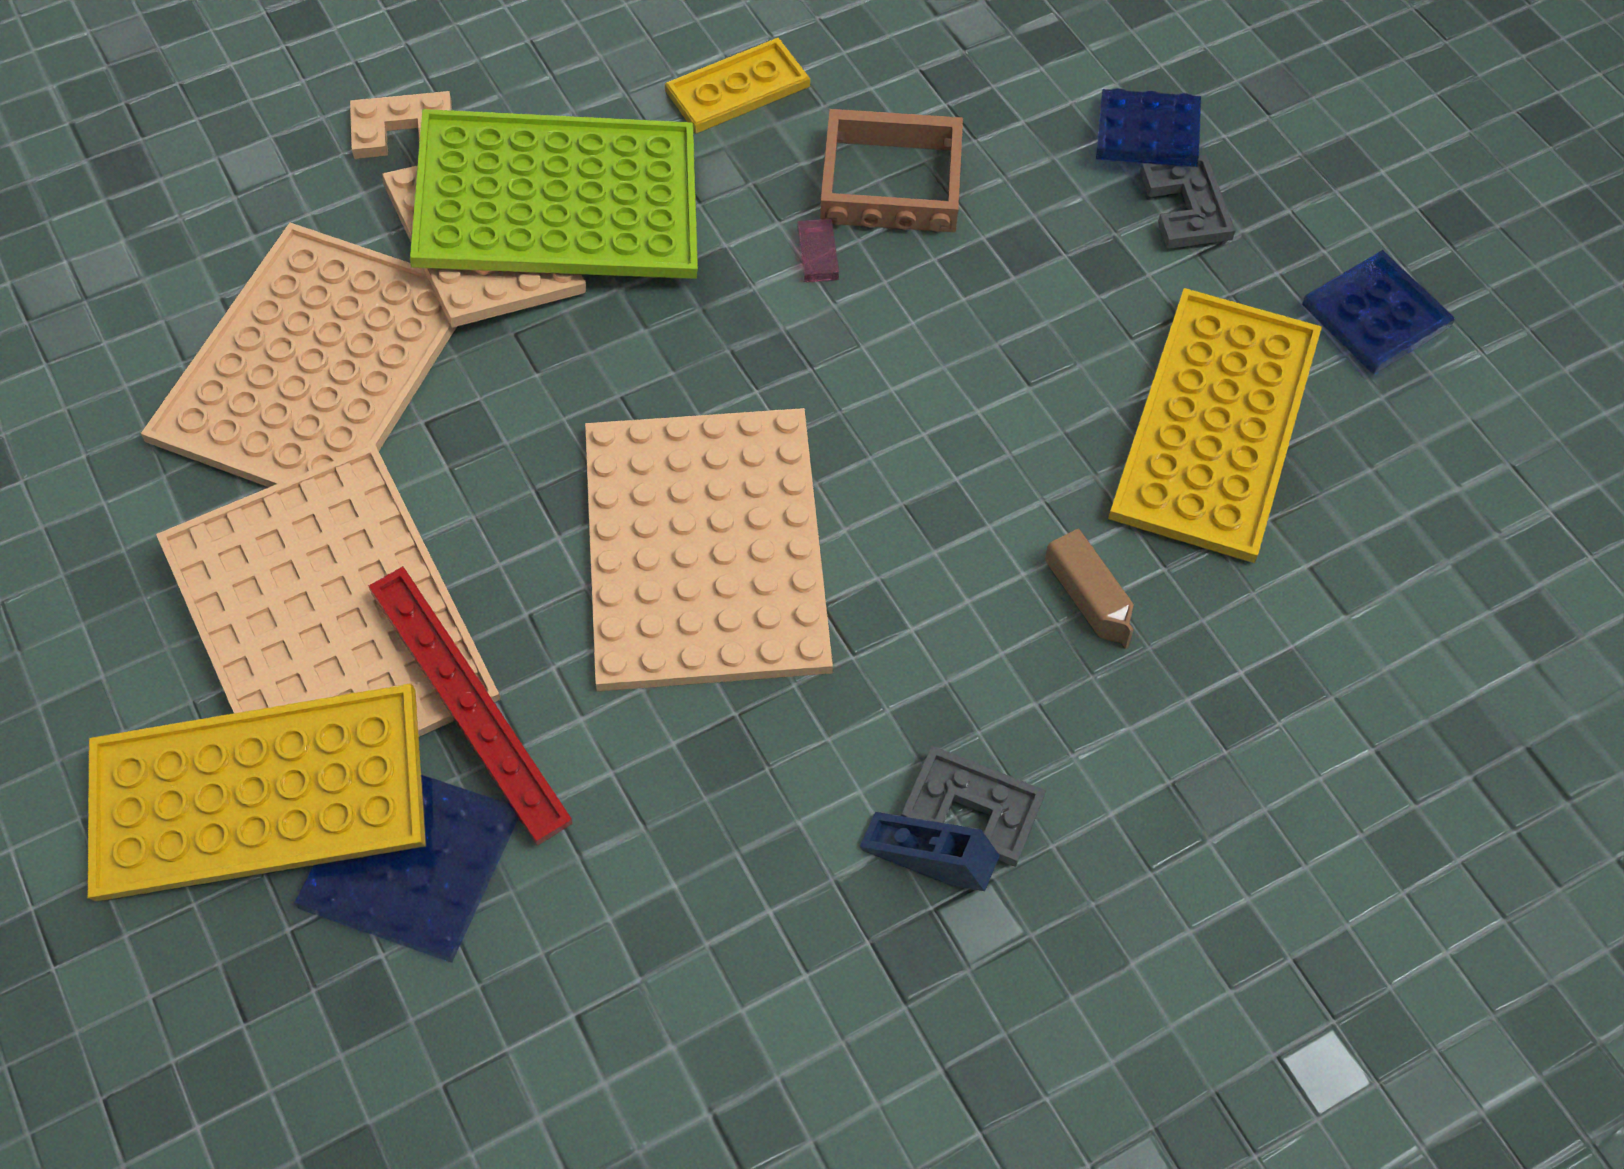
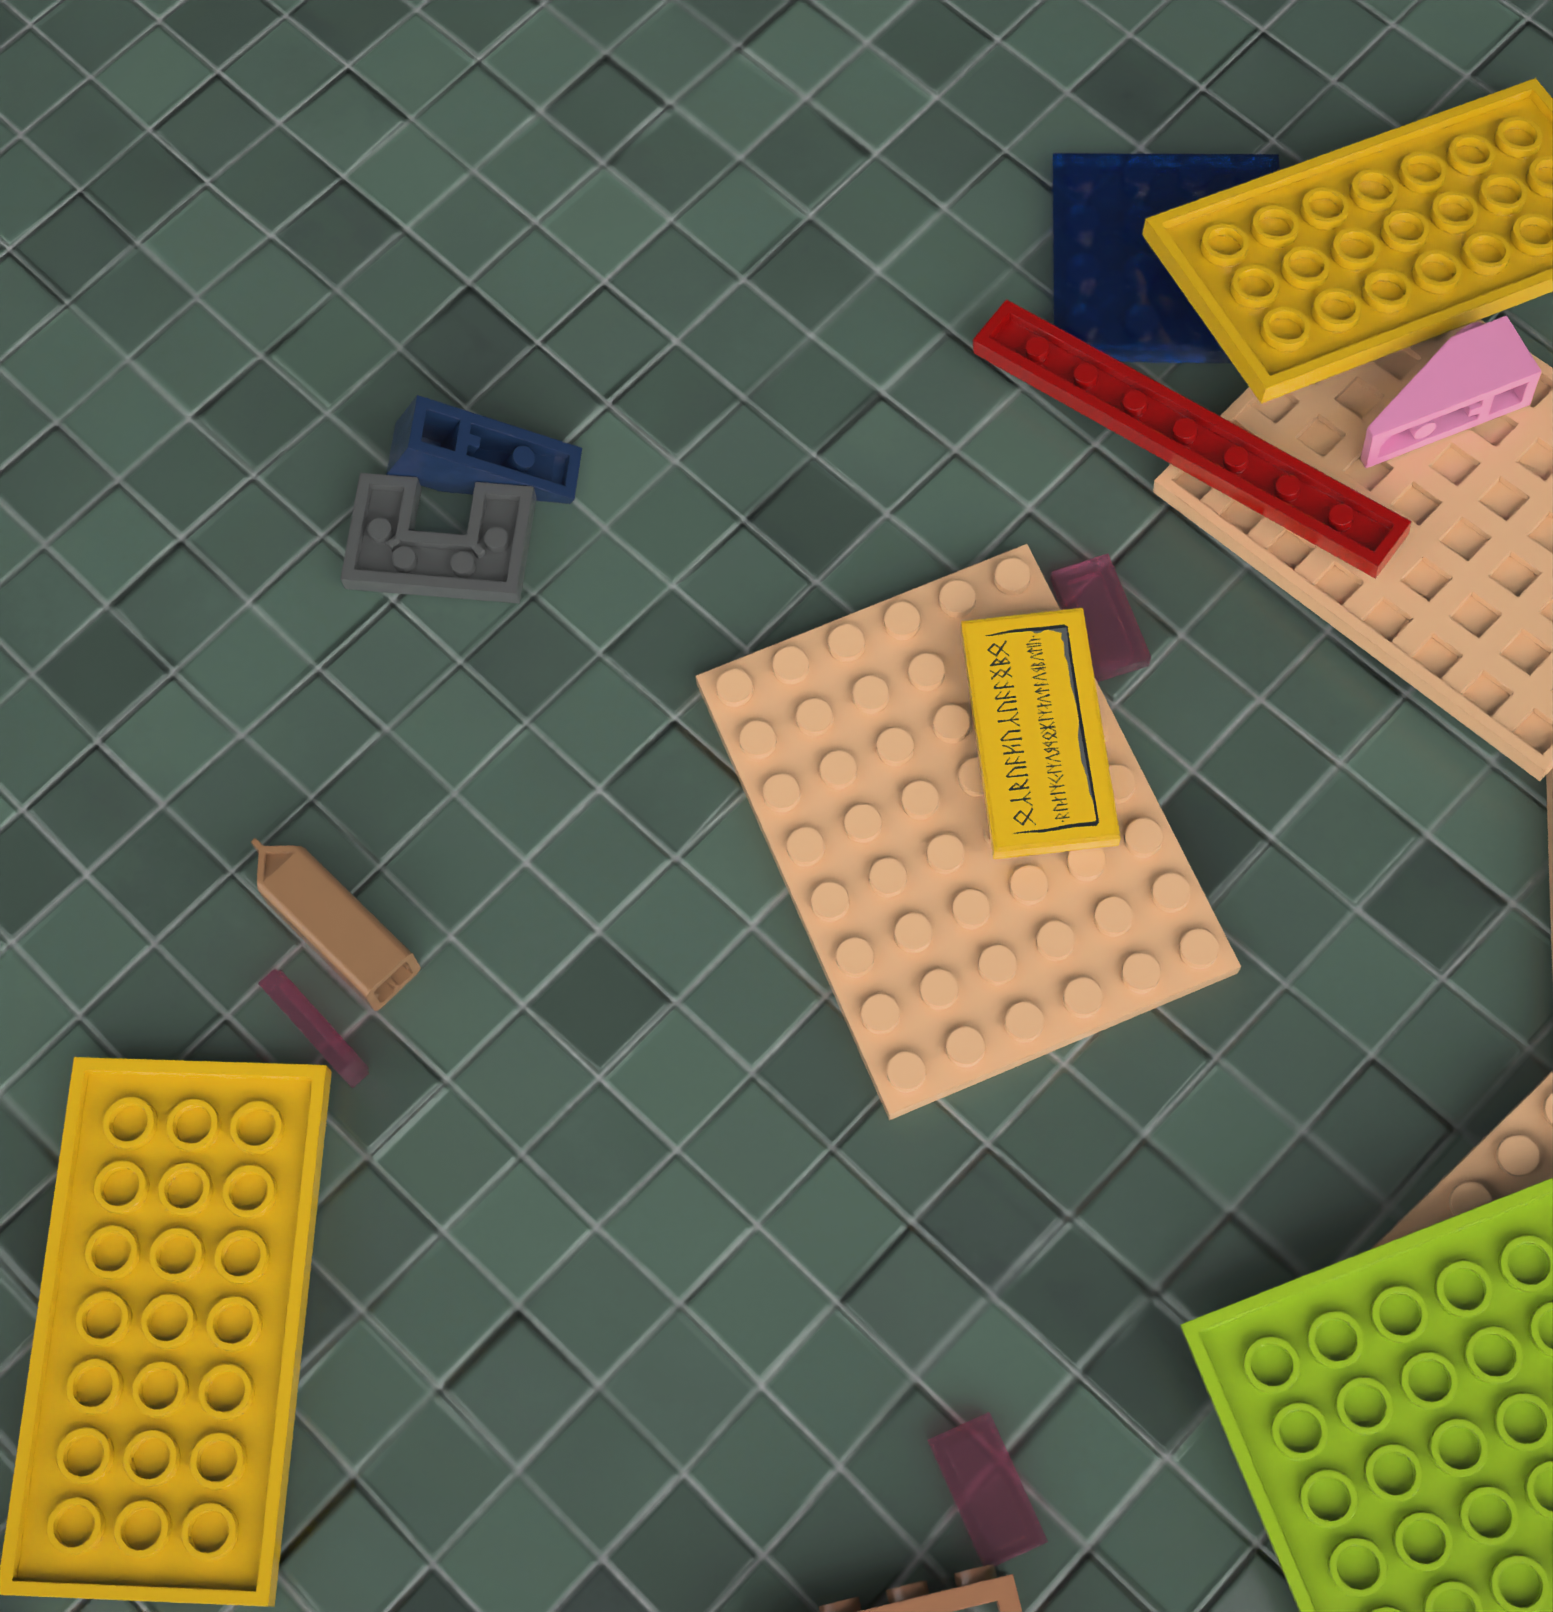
camera: 170 degrees right, 10 degrees up
(289, 666) = (1466, 383): none -> bright pink slope
(571, 631) = (1110, 623): none -> clear pink tile
(641, 560) = (1039, 734): none -> yellow tile
(1113, 534) = (314, 1027): none -> clear pink tile

